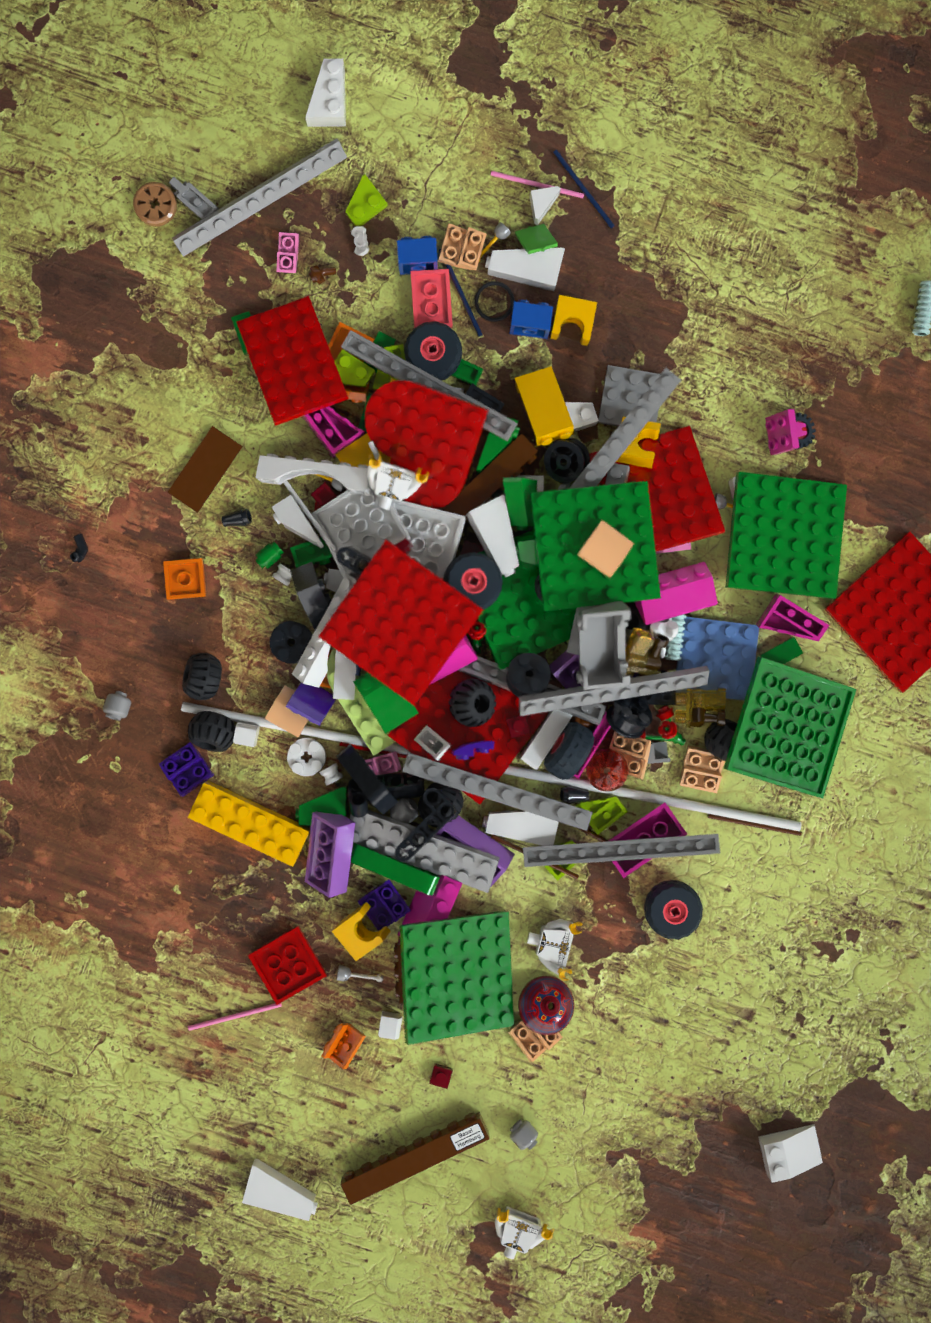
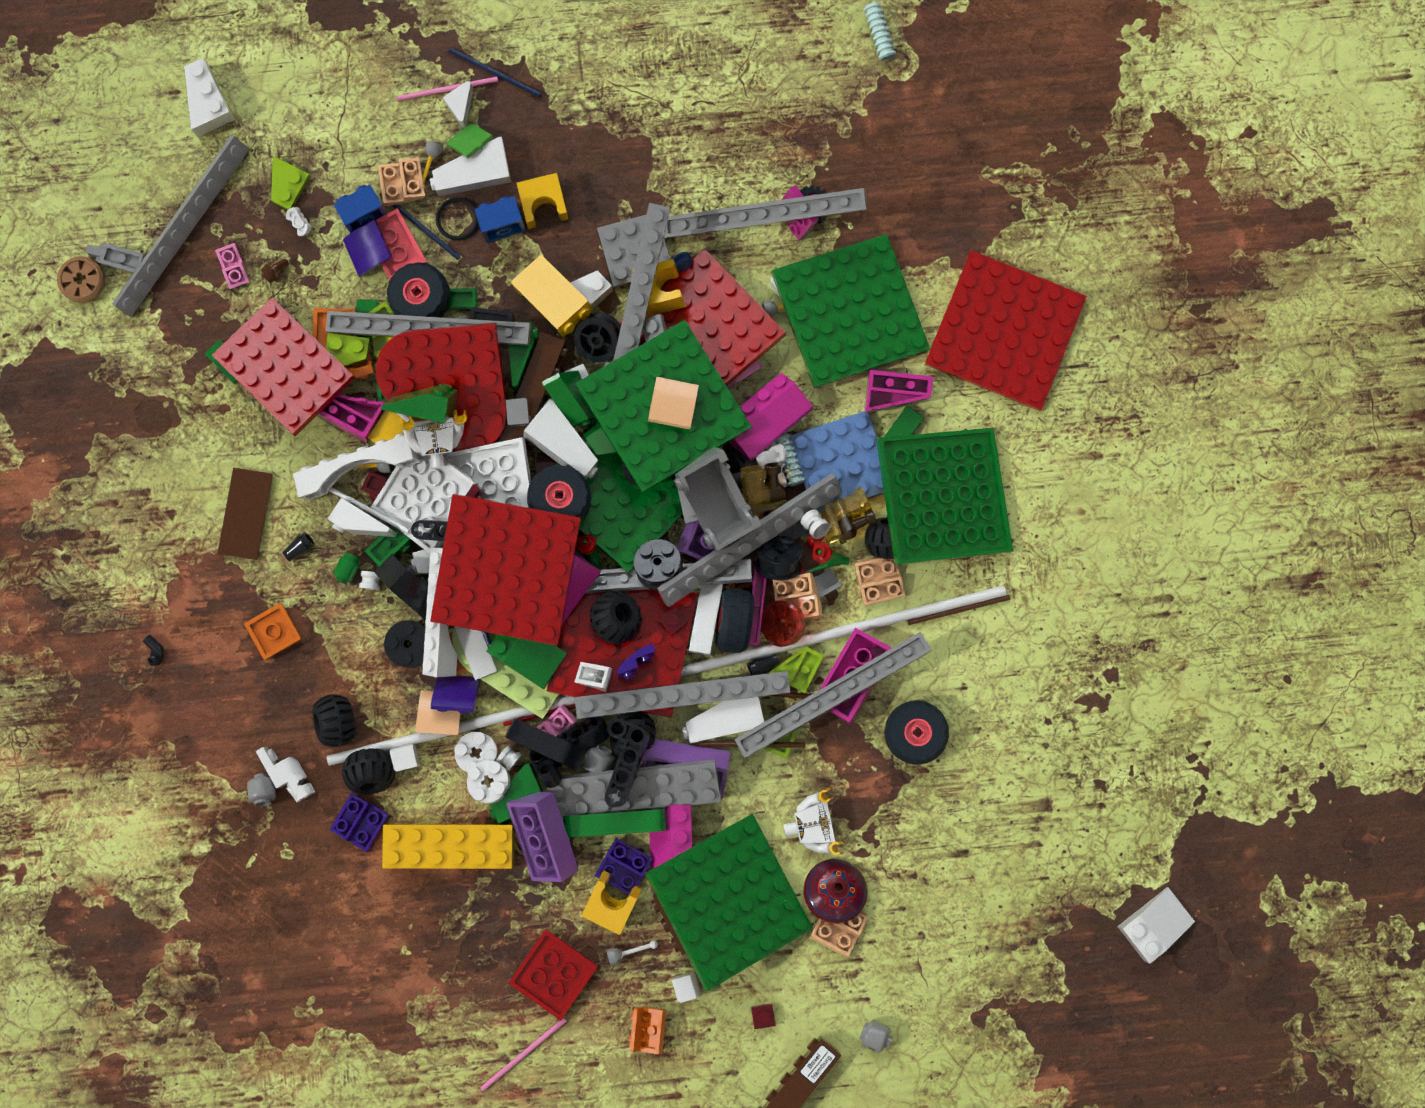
camera: 25 degrees left, 5 degrees down
(145, 701) = (287, 773): none -> white plate
(311, 796) = (478, 775): none -> white plate
(399, 451) = (429, 403): none -> green slope
(408, 291) = (367, 248): none -> dark purple slope
(471, 493) = (517, 412): none -> light grey panel
(667, 427) = (683, 261): none -> dark blue tile
(673, 703) = (815, 524): none -> white wheel
(761, 422) = (767, 213): none -> light grey plate

